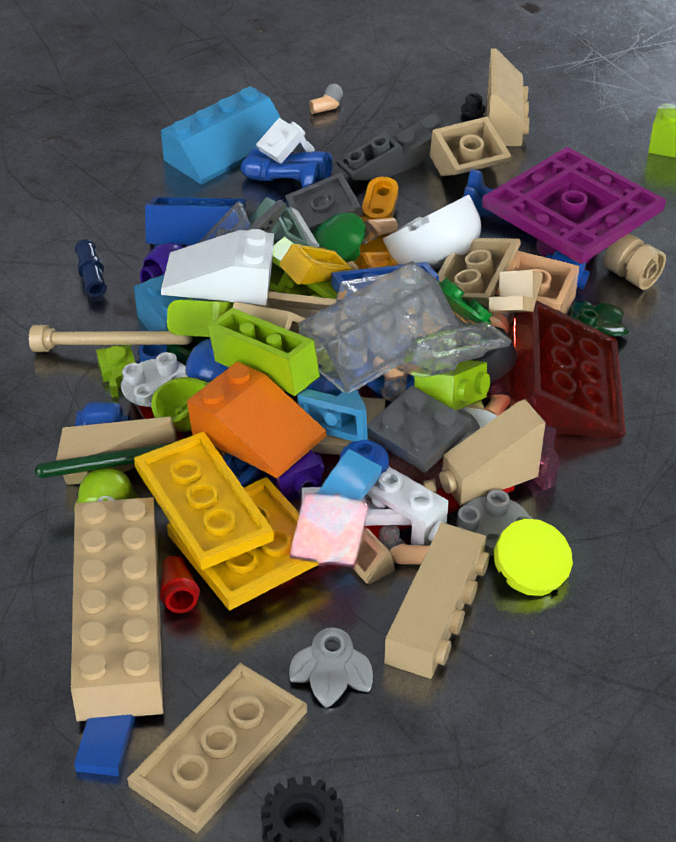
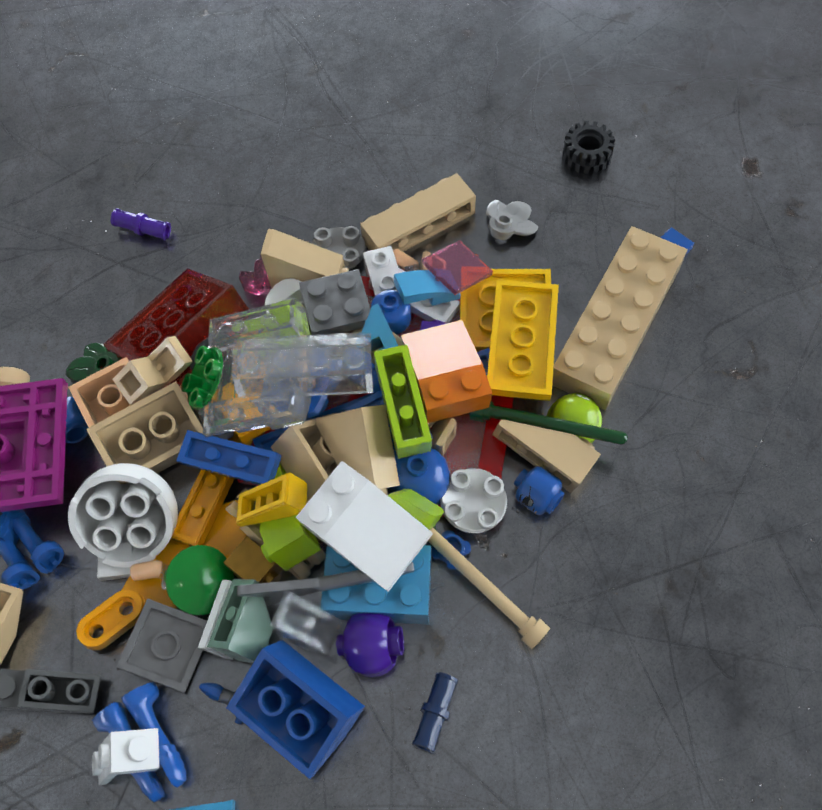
camera: 140 degrees left, 20 degrees up
(111, 364) = (487, 558): lime plate -> none
(172, 398) = (475, 443): lime helmet -> none
(177, 587) = (568, 314): red cone -> none
(217, 747) = (603, 214): tan tile -> none
(533, 557) = (339, 210): neon yellow tile -> none

